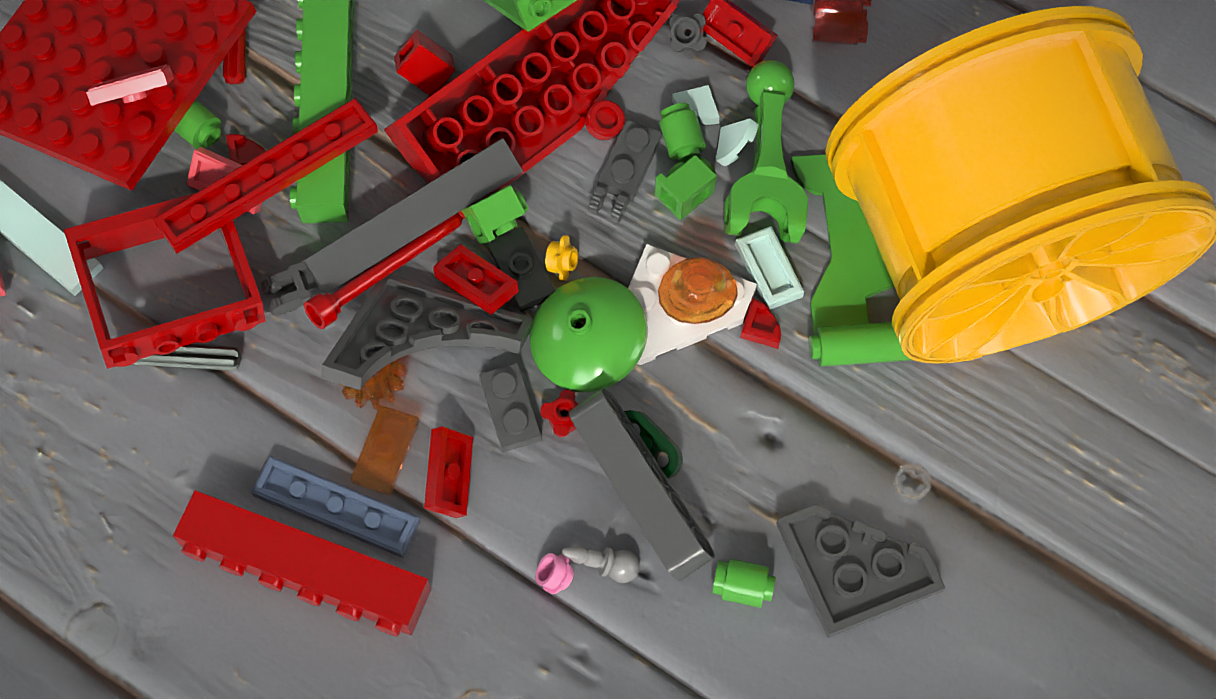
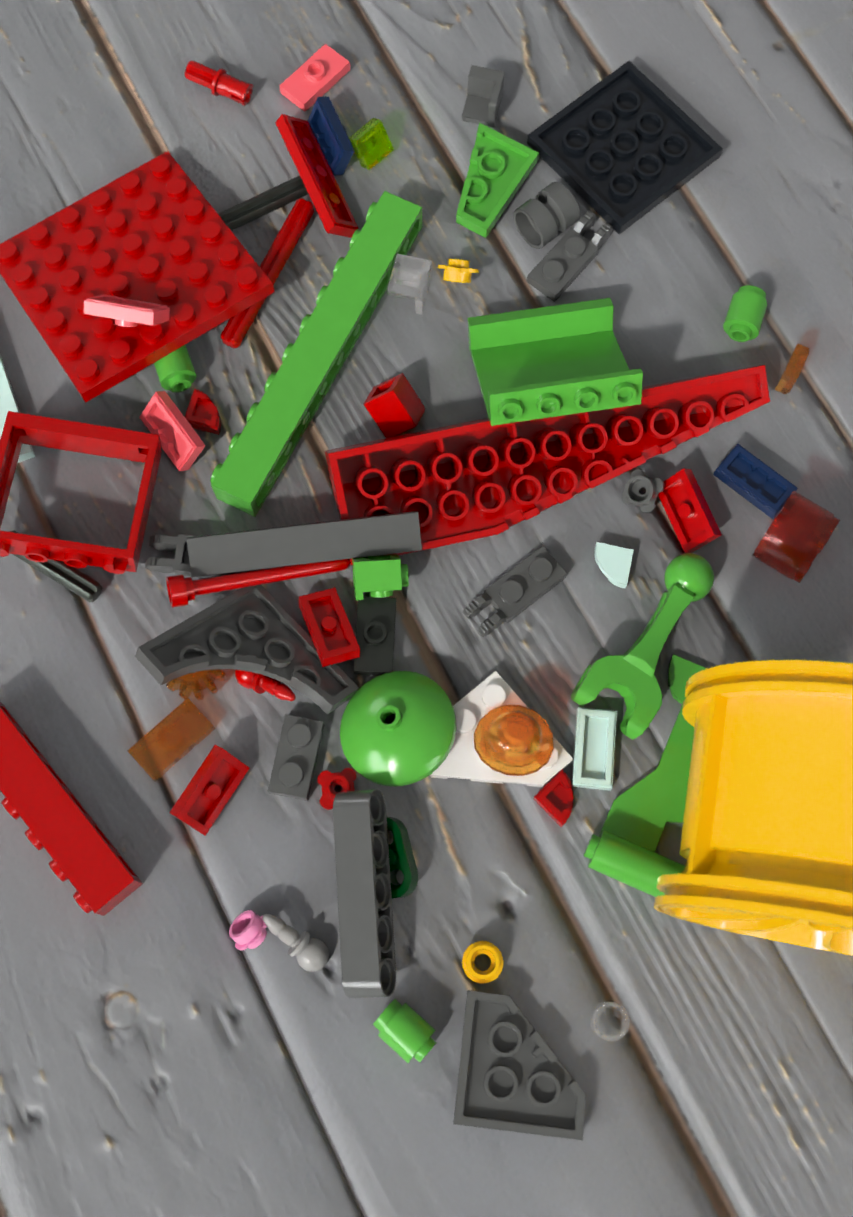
camera: 30 degrees right, 5 degrees up
(265, 175) = (198, 445): red tile -> none
(336, 506) = (104, 768): sand blue tile -> none
(439, 358) = (262, 684): none -> red bar
(561, 257) = (414, 645): yellow plate -> none
(605, 120) = (523, 536): red tile -> none
(681, 132) = (583, 583): bright green brick -> none
(686, 186) = (561, 634): bright green brick -> none
(733, 139) = (628, 612): light aqua tile -> none
(780, 481) = (494, 955): none -> yellow plate

